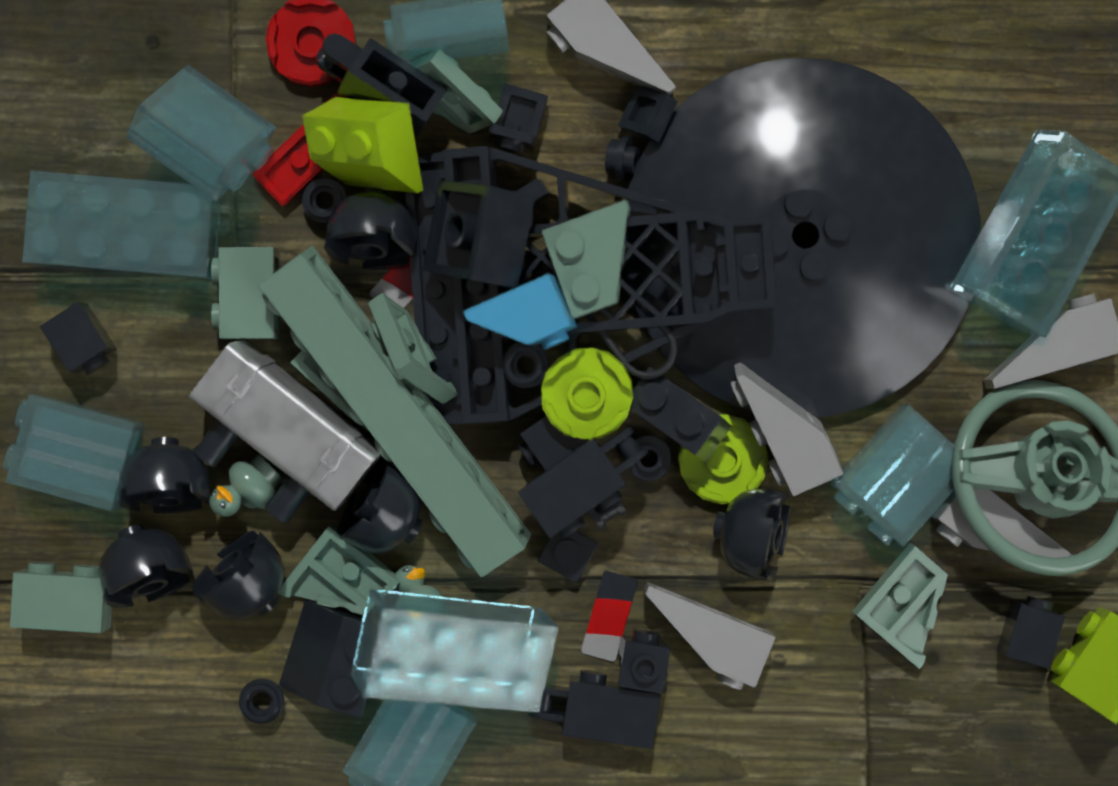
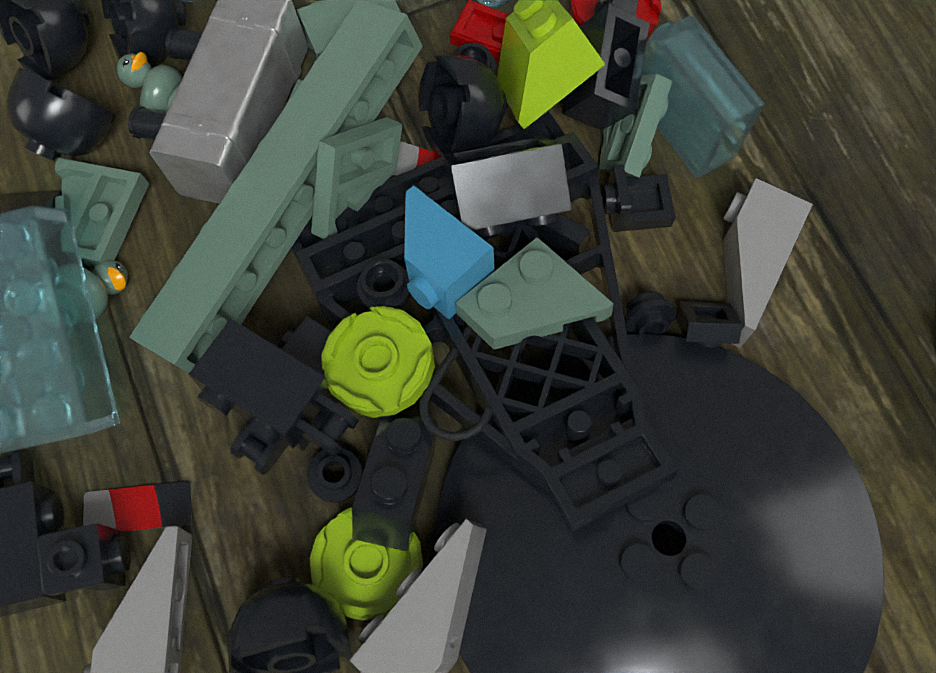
camera: 65 degrees right, 20 degrees down
(382, 513) = (166, 216): black cylinder -> none
(568, 555) = (195, 431): black plate -> none

